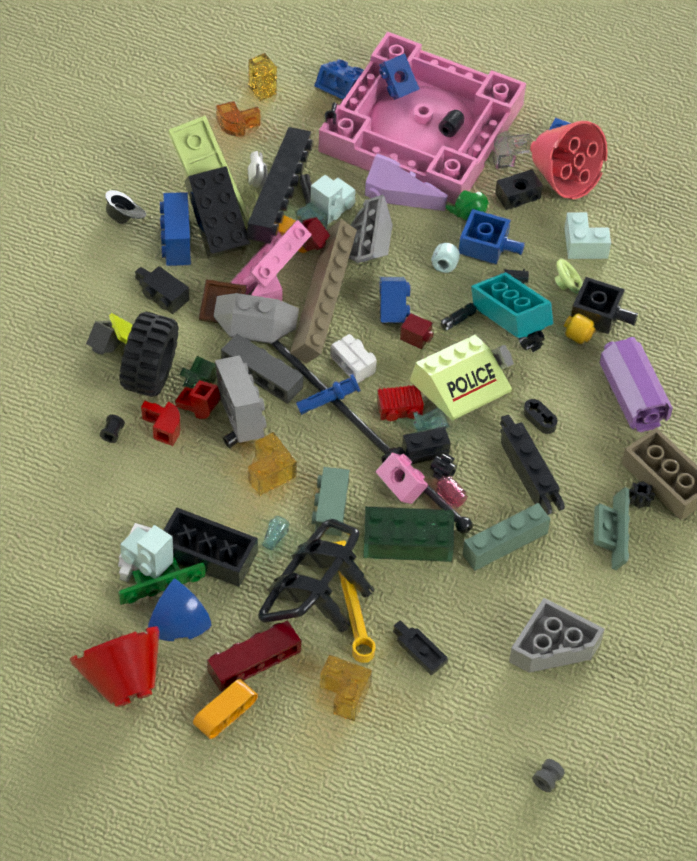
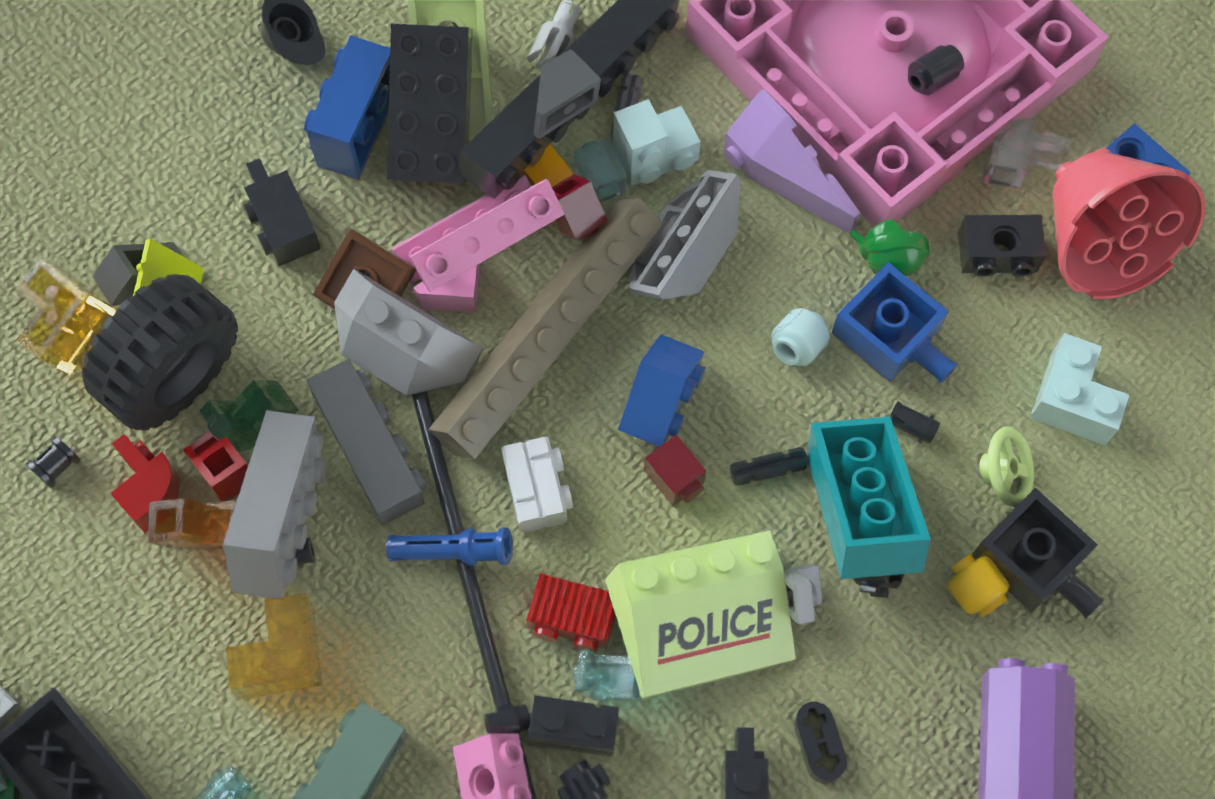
camera: 25 degrees right, 15 degrees up
(84, 361) = (66, 317): none -> clear yellow brick
(201, 429) = (189, 524): none -> clear orange brick
(283, 182) = (564, 91): none -> dark grey slope

